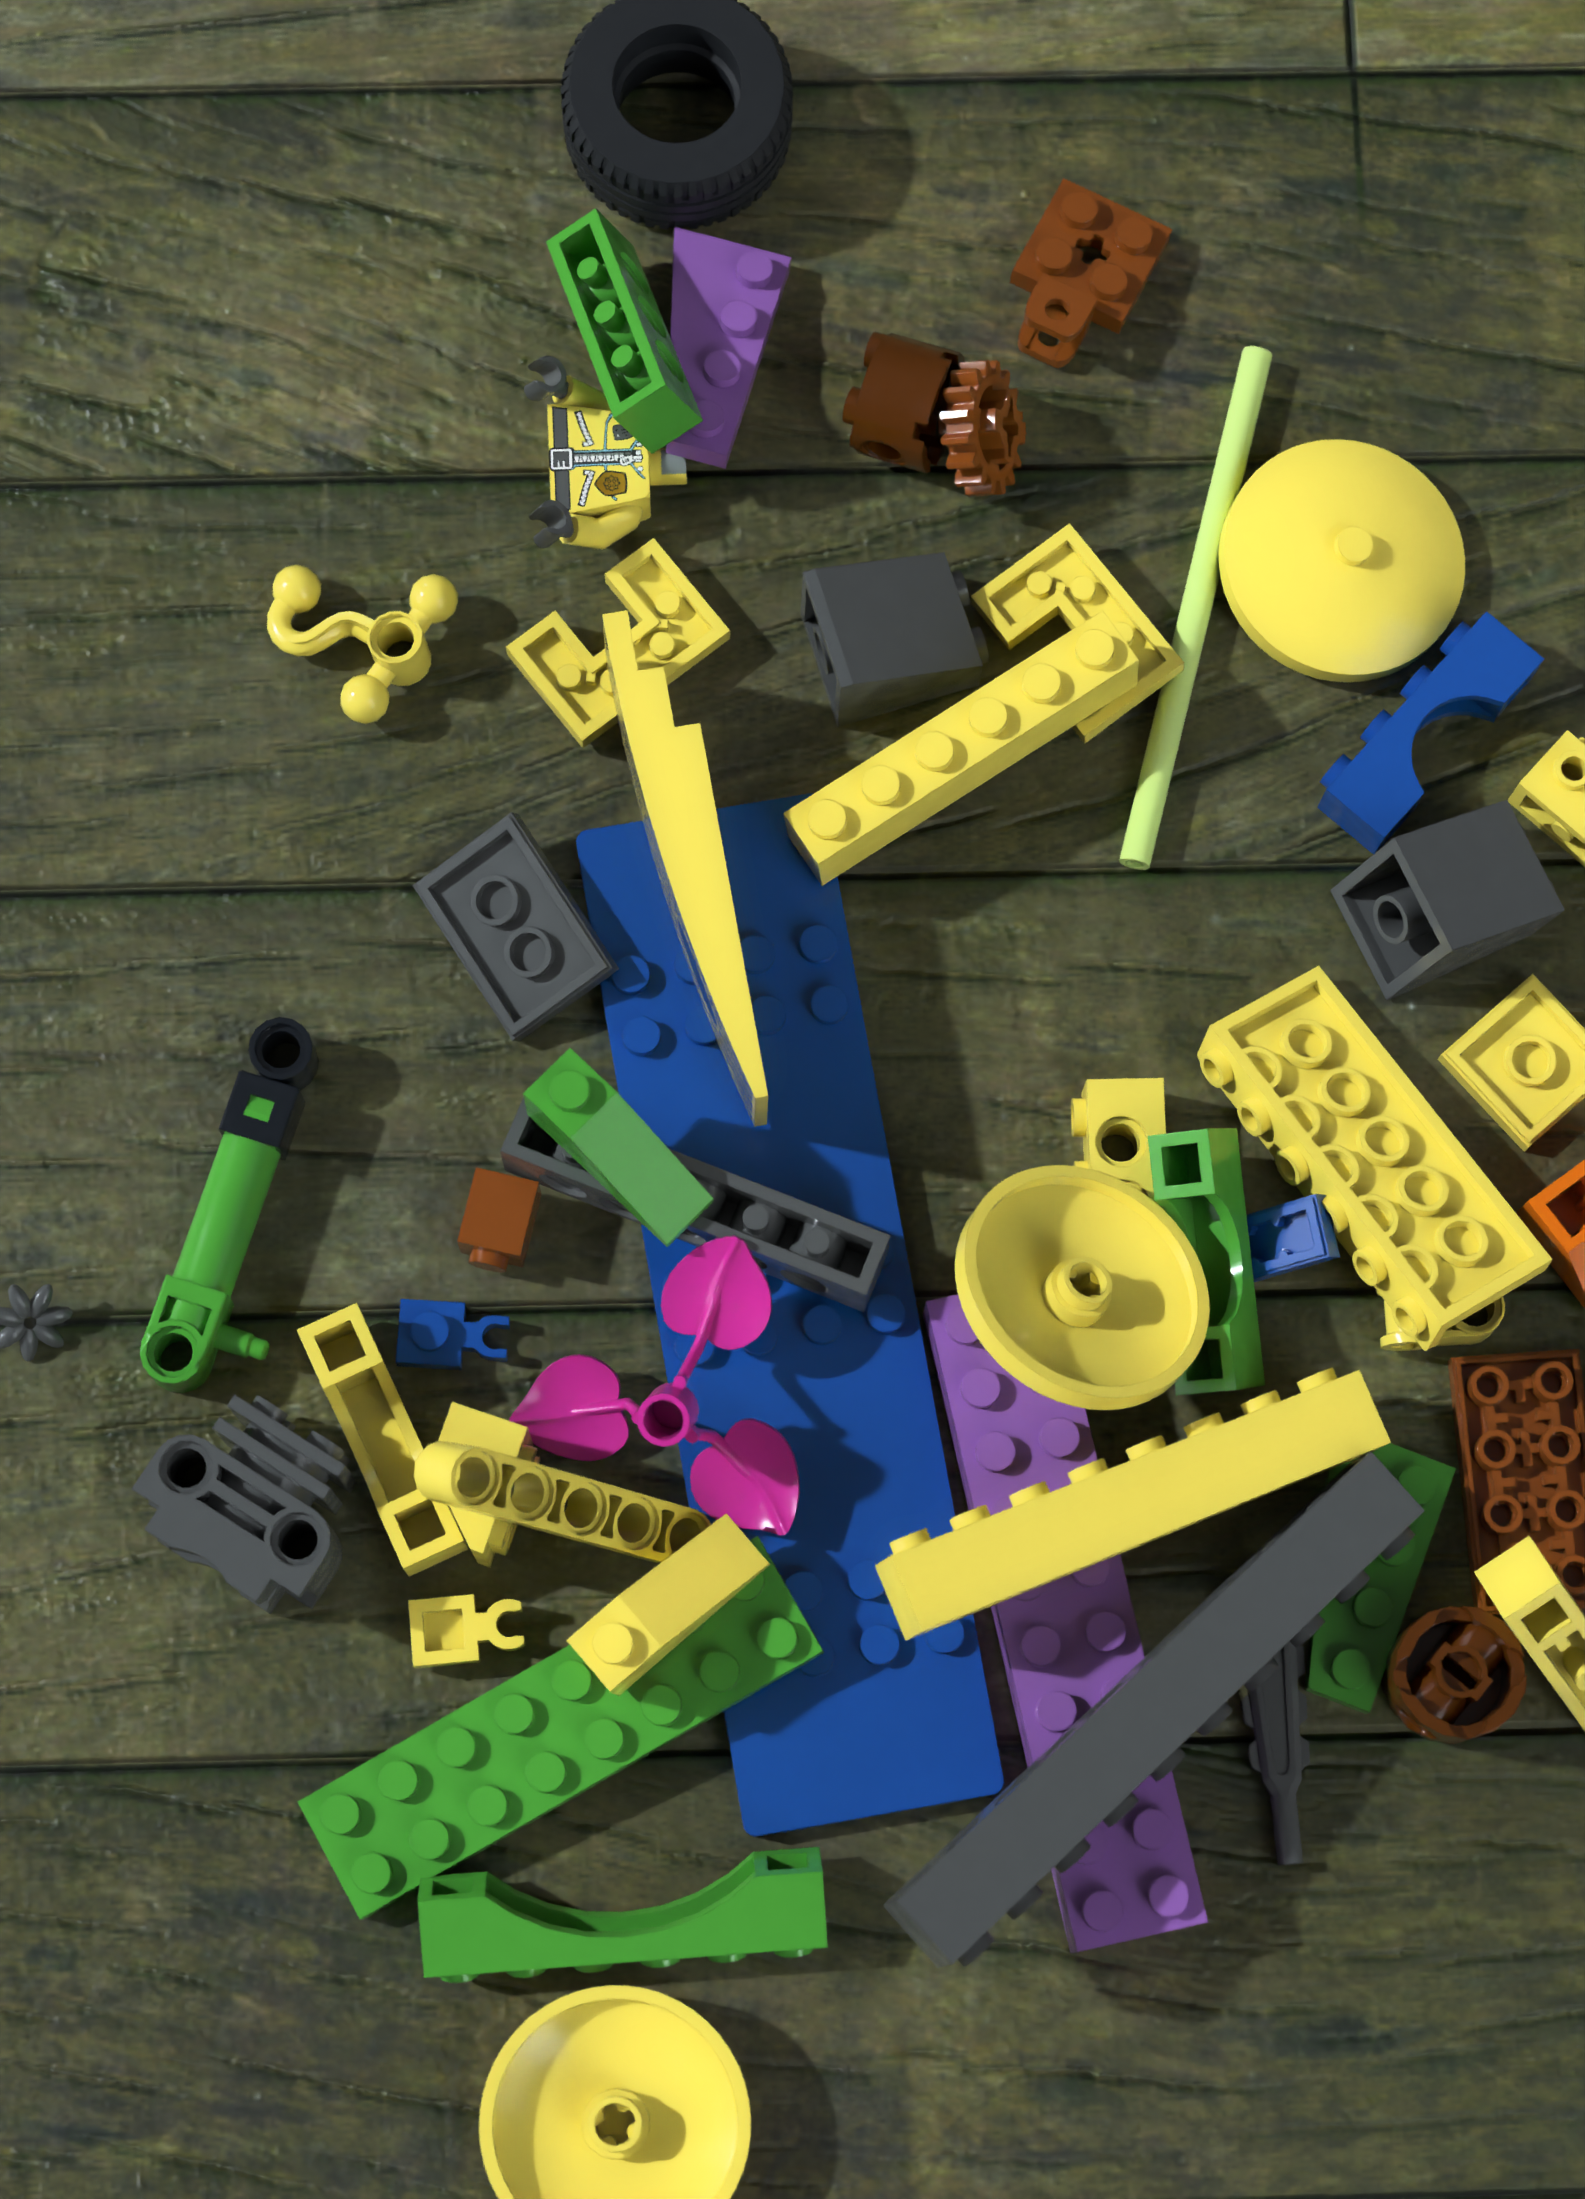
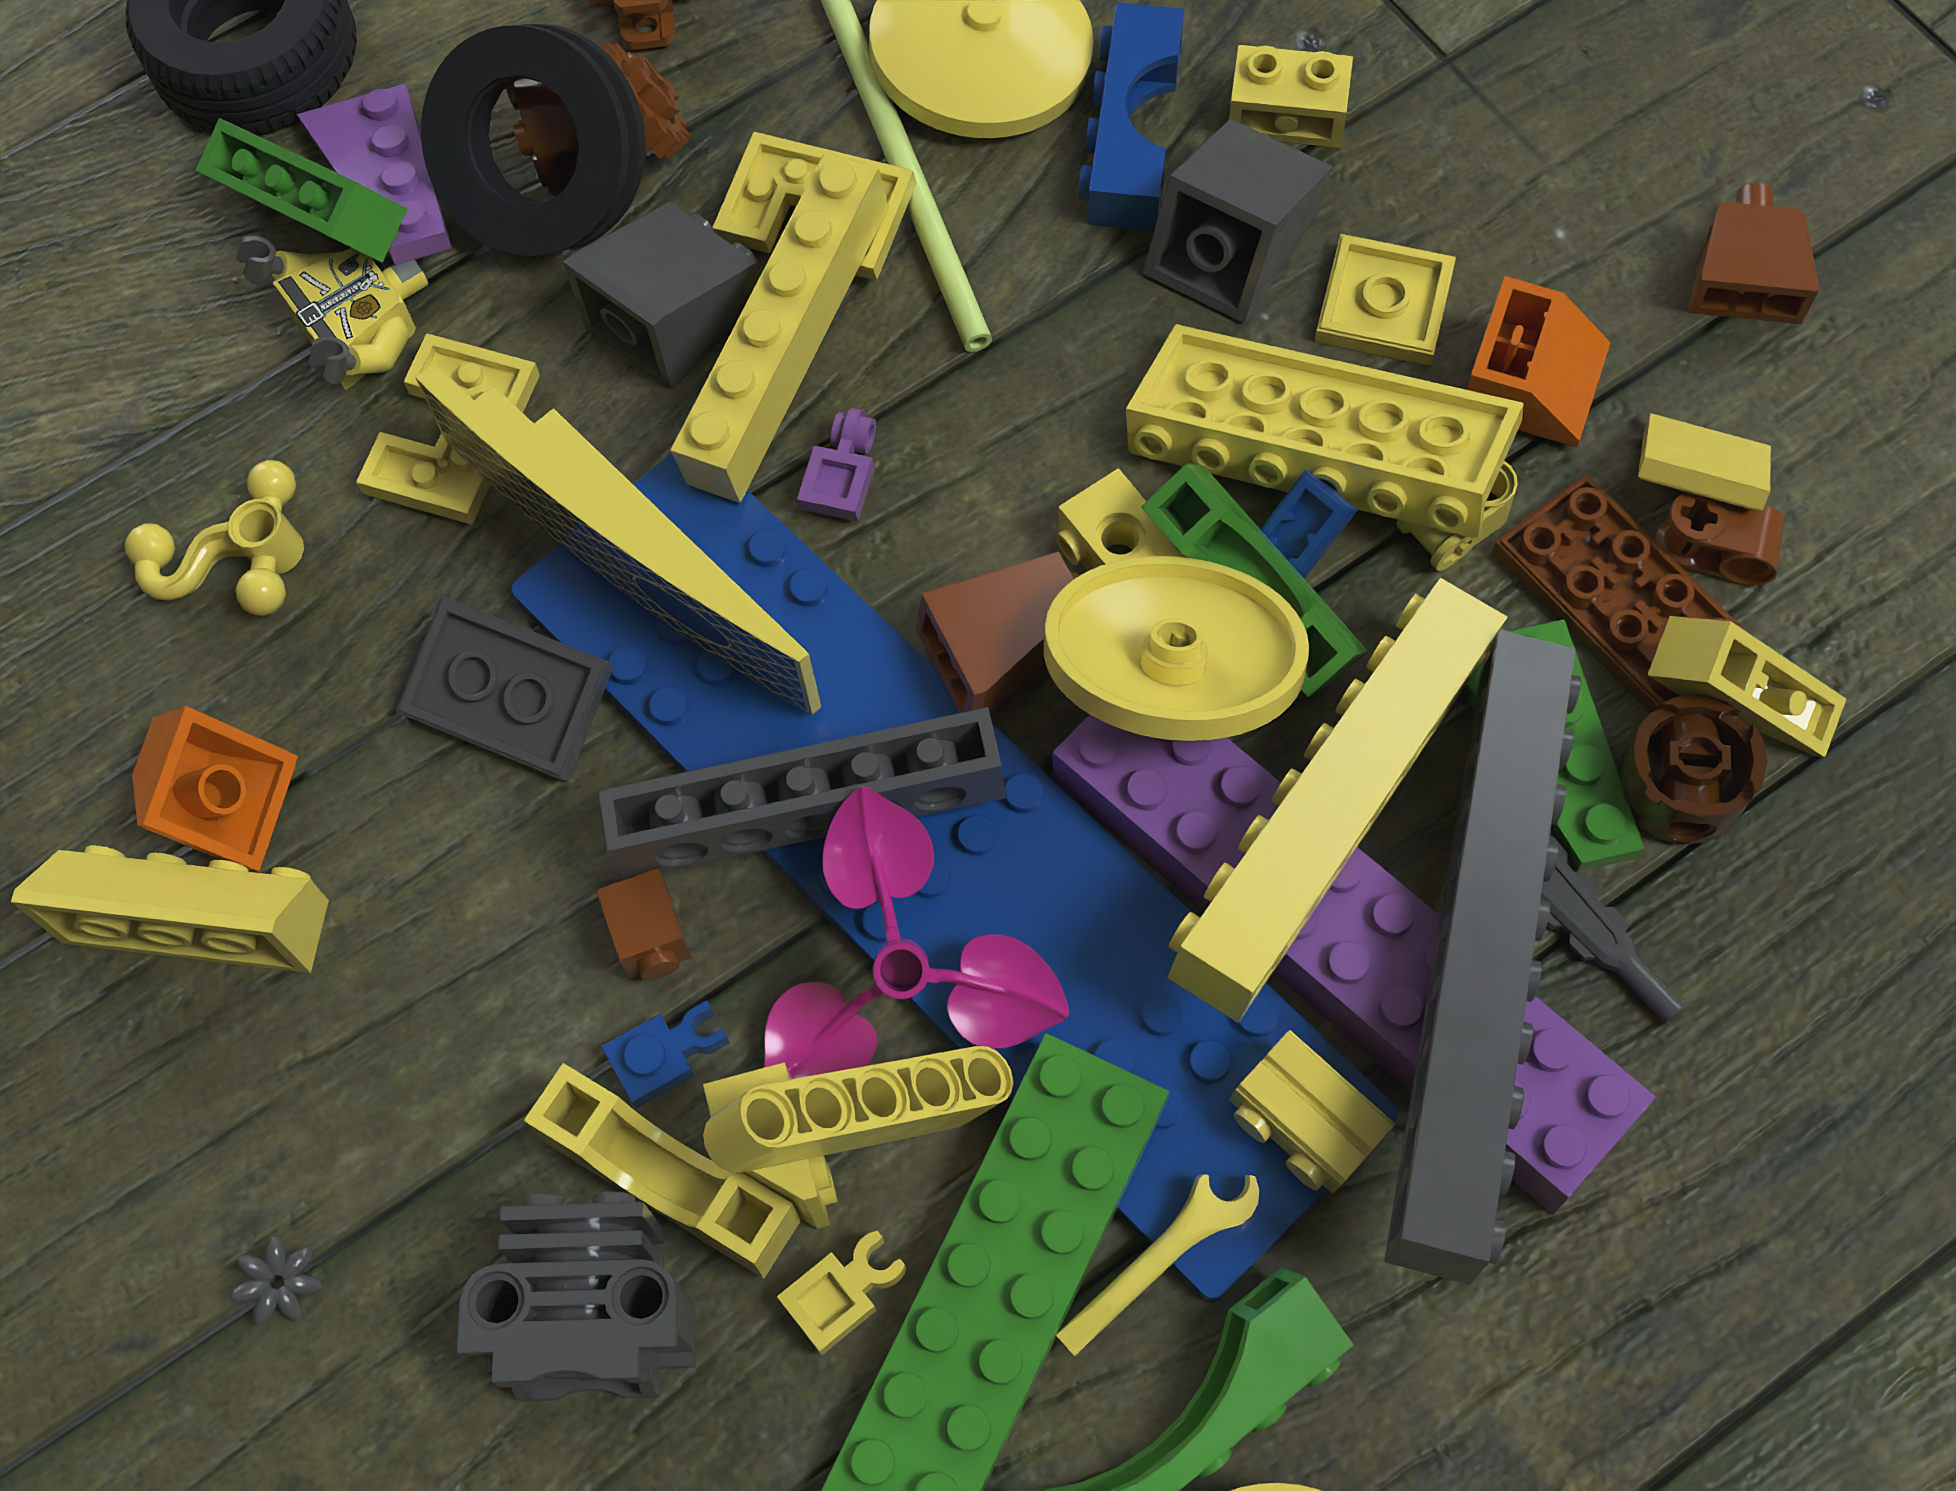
camera: 25 degrees left, 10 degrees down
(133, 950) = (177, 908): none -> light yellow slope
(218, 857) = (210, 786): none -> orange slope
(255, 1135) = (385, 990): bright green piece -> none
(616, 1147) = (702, 777): bright green slope -> none
(667, 1605) = (1009, 1139): light yellow slope -> none
(777, 1766) = (1197, 1220): none -> light yellow piece
(920, 918) = (840, 478): none -> medium lavender plate
(923, 1745) = (1309, 1114): none -> light yellow brick
(931, 419) = (460, 152): none -> black tyre
(952, 1154) = (991, 629): none -> dark orange slope

